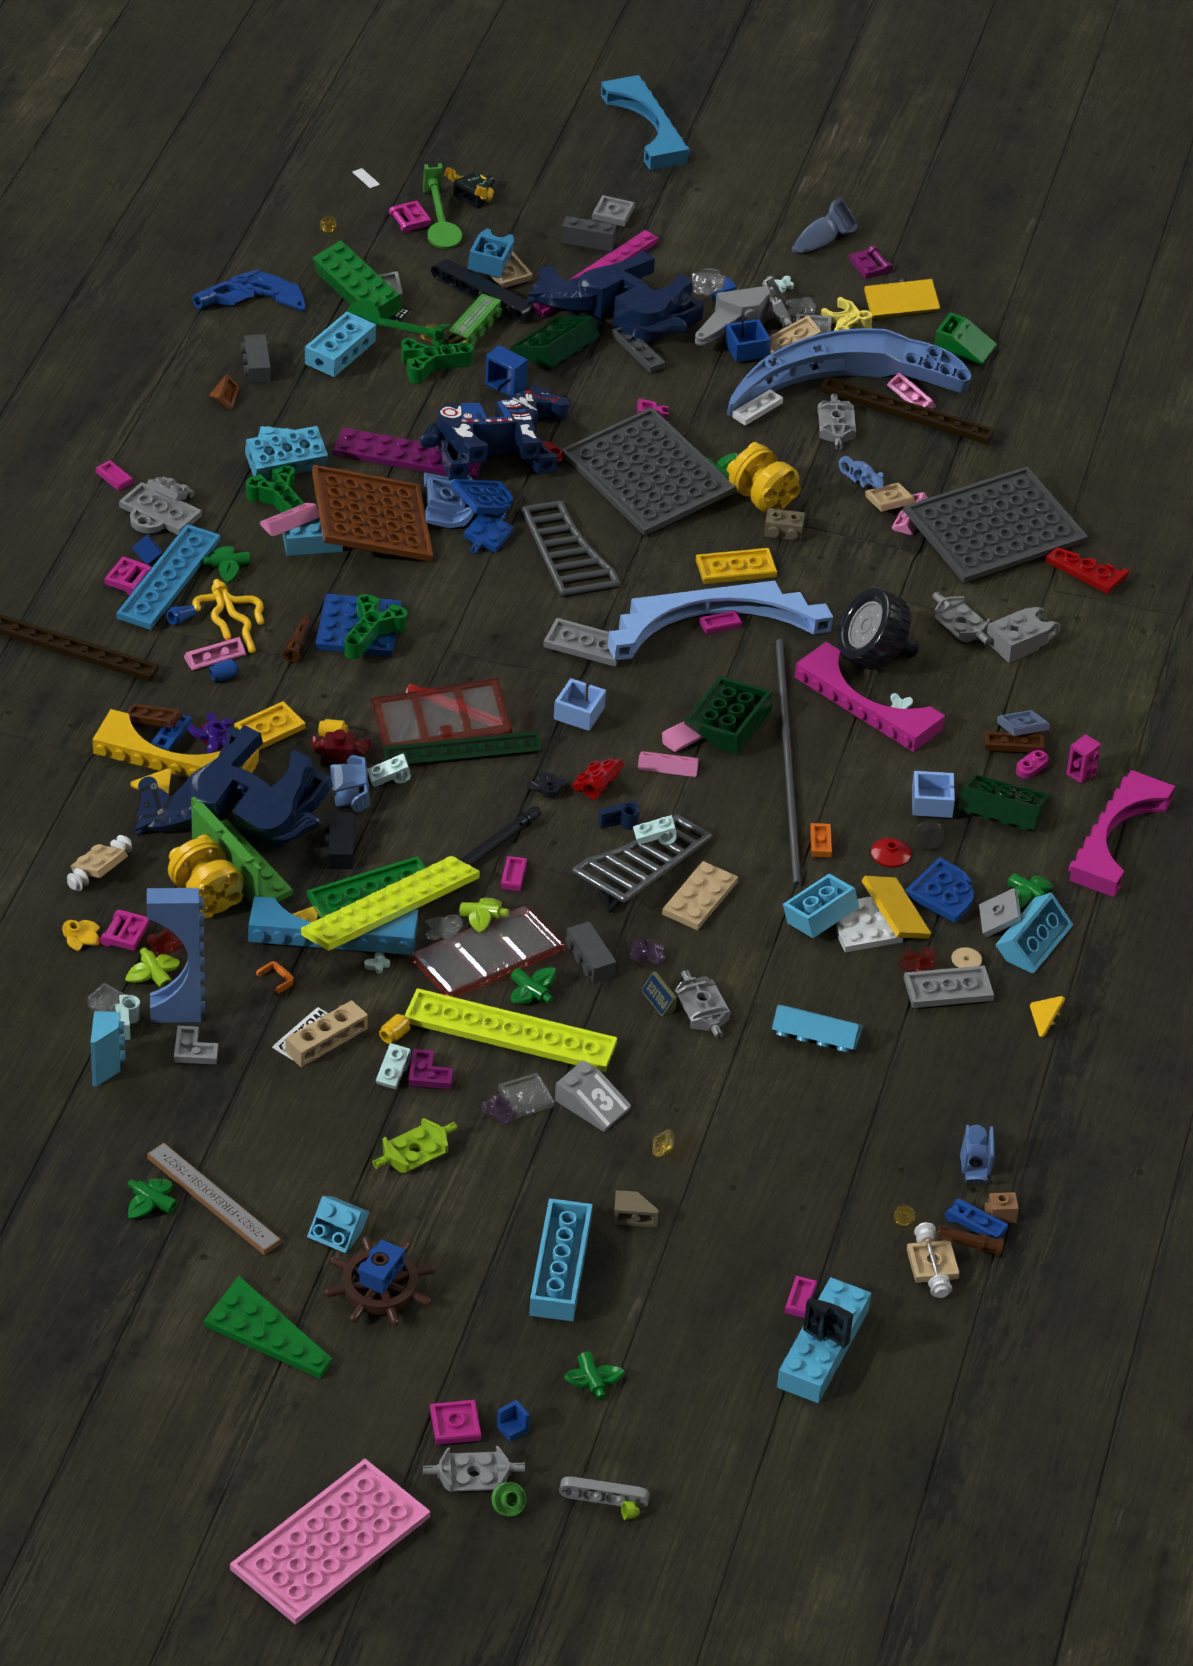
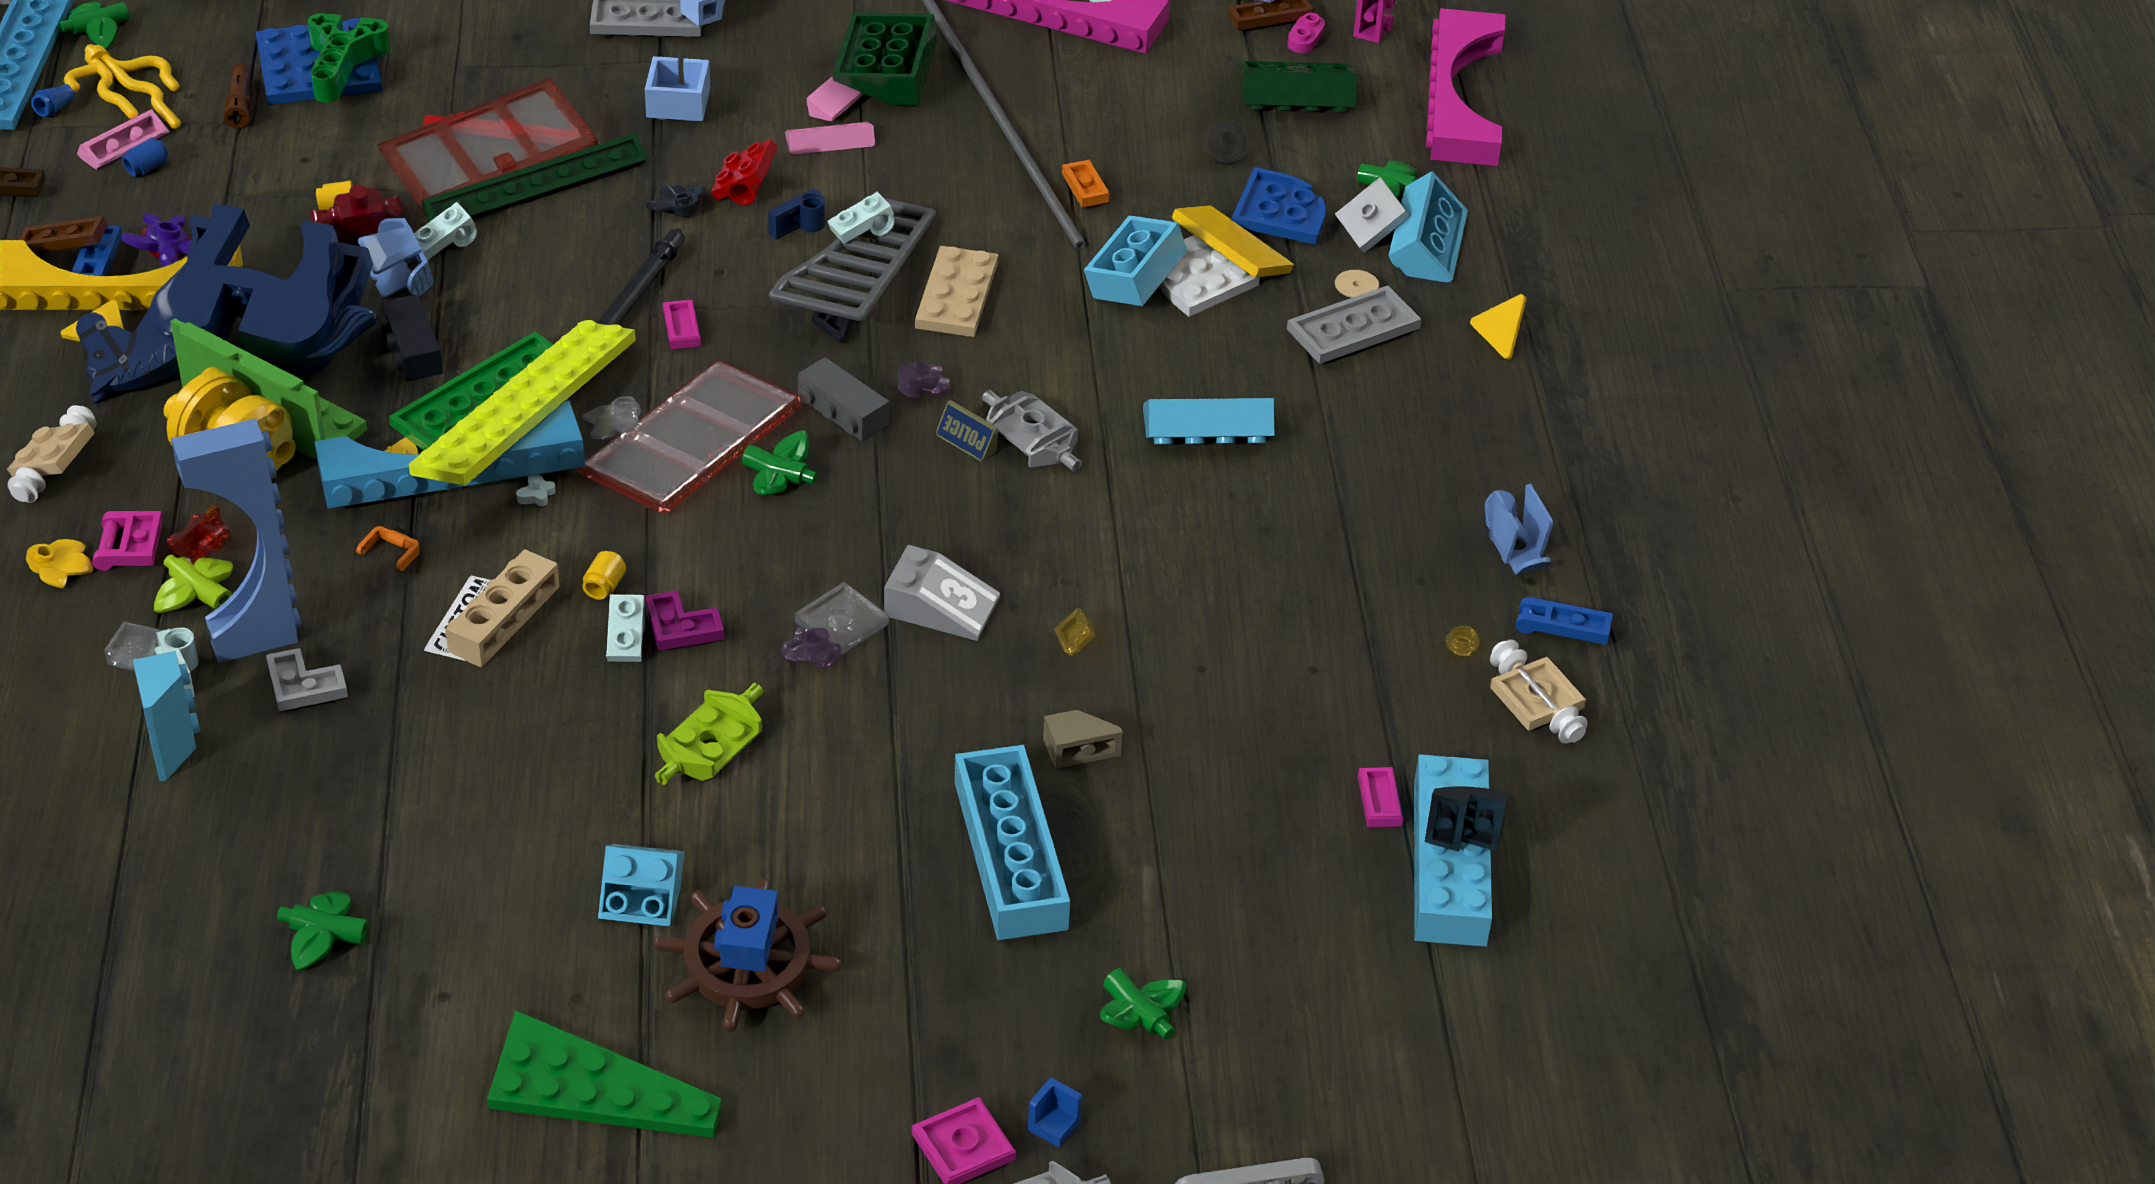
camera: 20 degrees left, 0 degrees up
(214, 1199) = (426, 901): light grey tile -> none
(274, 723) = (261, 204): yellow plate -> none
(482, 912) = (663, 384): lime plant -> none
(510, 1029) = (773, 533): neon yellow plate -> none
(891, 852) = (1183, 178): red dish -> none
(918, 962) = (1294, 304): clear red plate -> none
(933, 794) = (1205, 92): light blue piece -> none
(979, 1242) = (1589, 648): reddish brown pin -> none
(1003, 1206) = (1592, 590): medium nougat brick -> none

